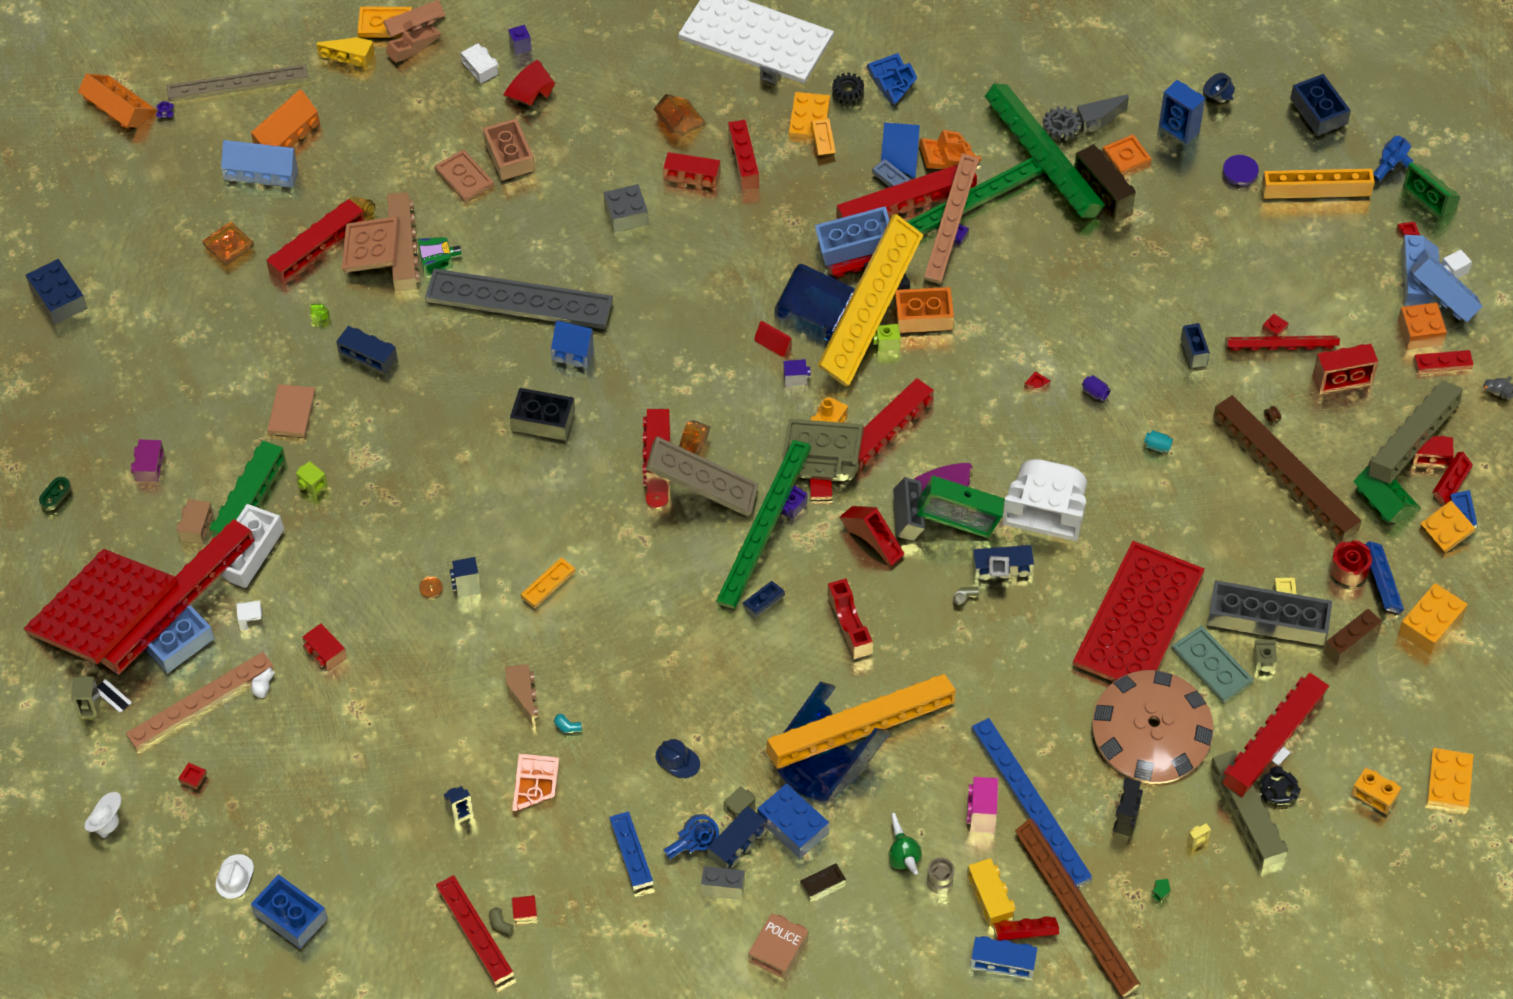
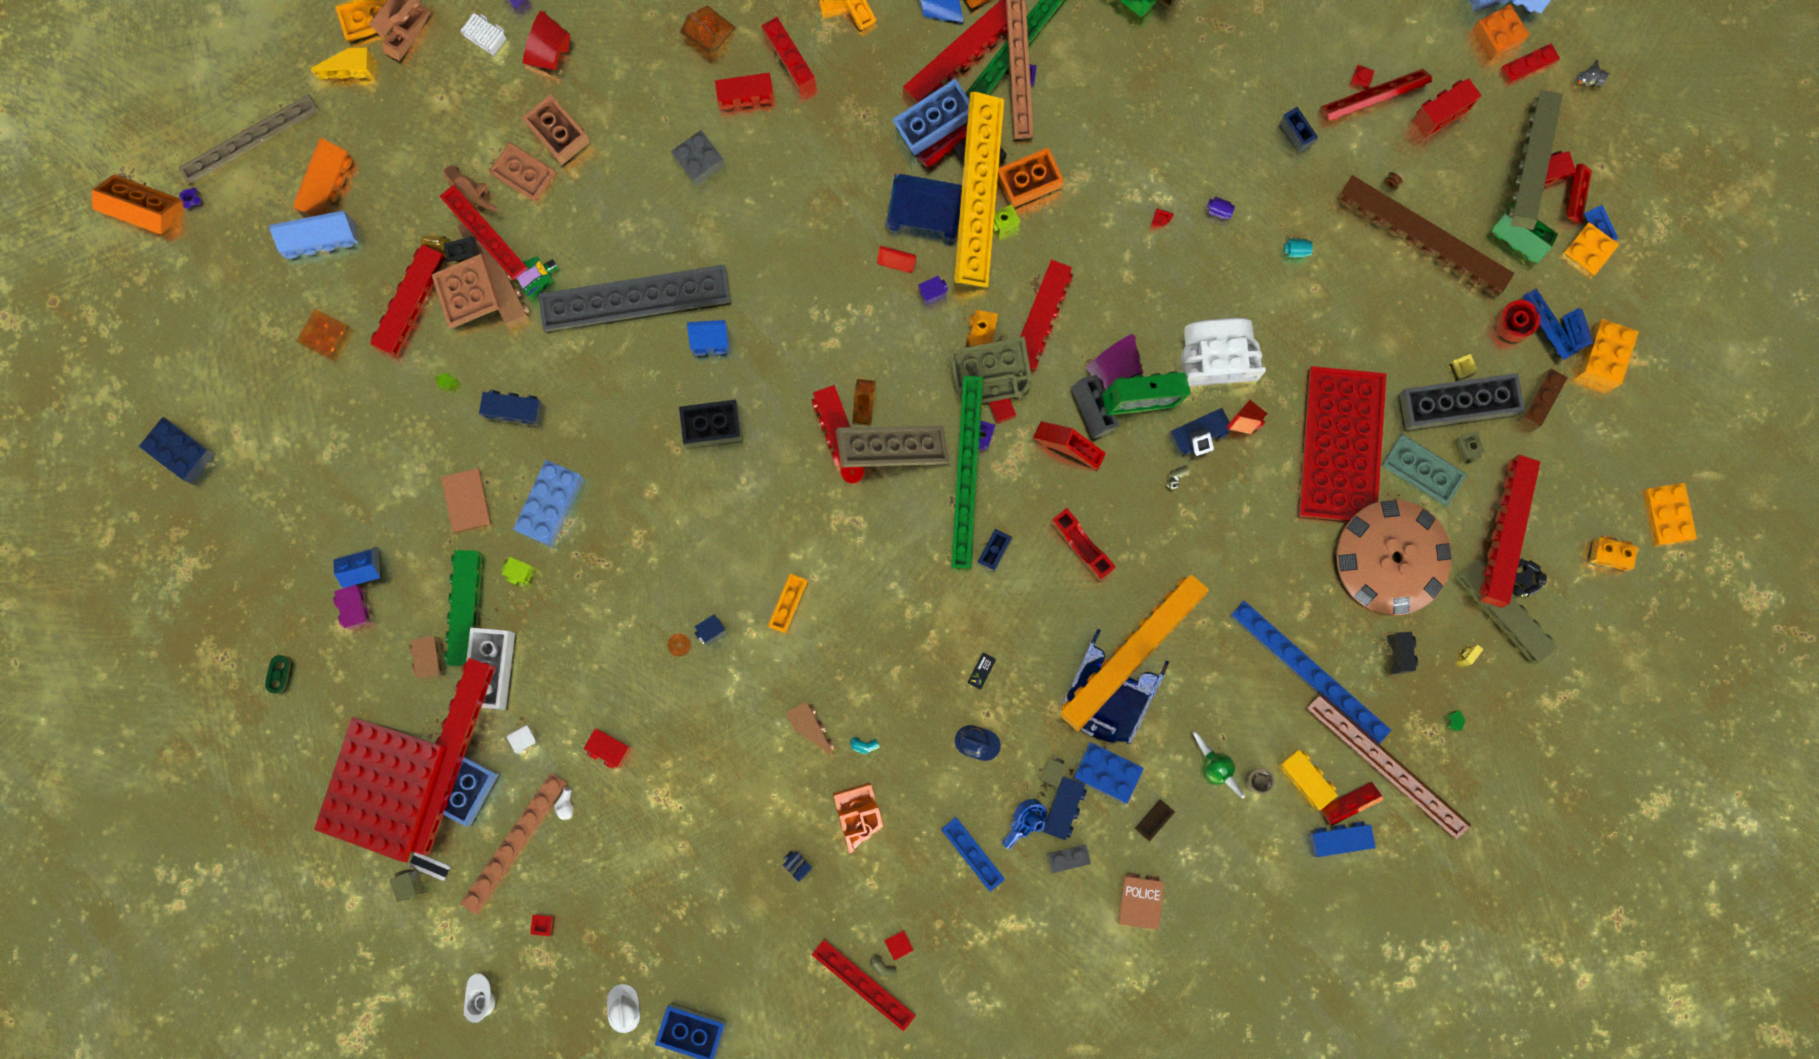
camera: 20 degrees left, 25 degrees up
(169, 425) = (357, 567): none -> blue slope
(365, 433) = (548, 503): none -> medium blue brick
(382, 209) = (461, 249): none -> pearl dark grey plate
(407, 203) = (483, 232): none -> red plate
(409, 172) = (468, 187): none -> nougat animal
(708, 700) = (981, 671): none -> black sticker
(889, 174) = (940, 29): sand blue plate -> none
(982, 804) = (1274, 698): dark pink brick -> none
(1051, 561) = (1248, 418): none -> red slope
(1409, 589) = (1578, 329): none -> blue plate

